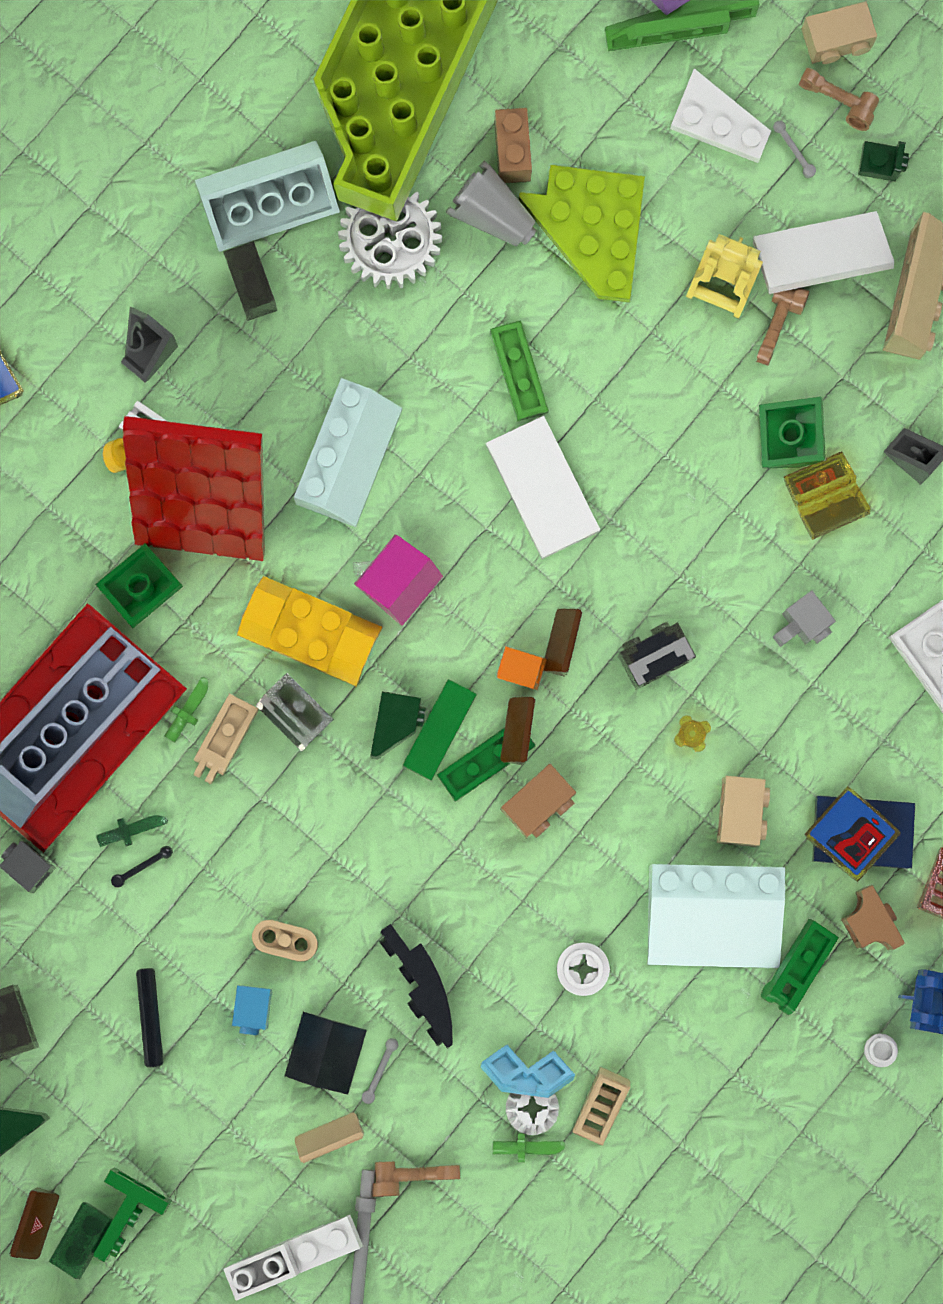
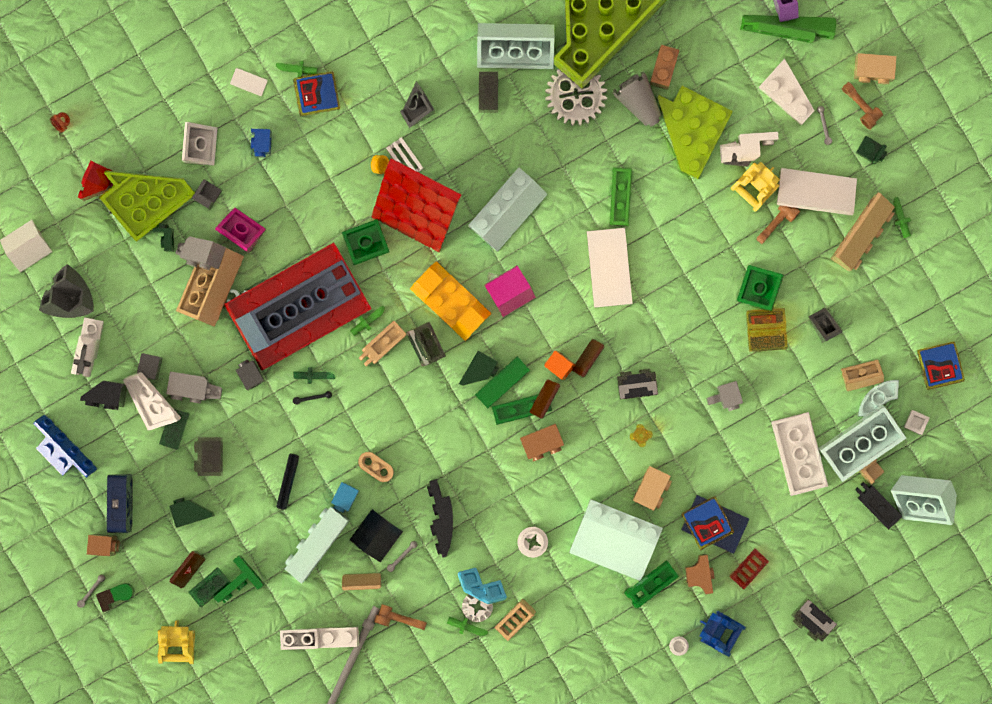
camera: 30 degrees right, 5 degrees up
(233, 1103) = (316, 545): none -> light aqua slope
(688, 225) = (746, 149): none -> white plate

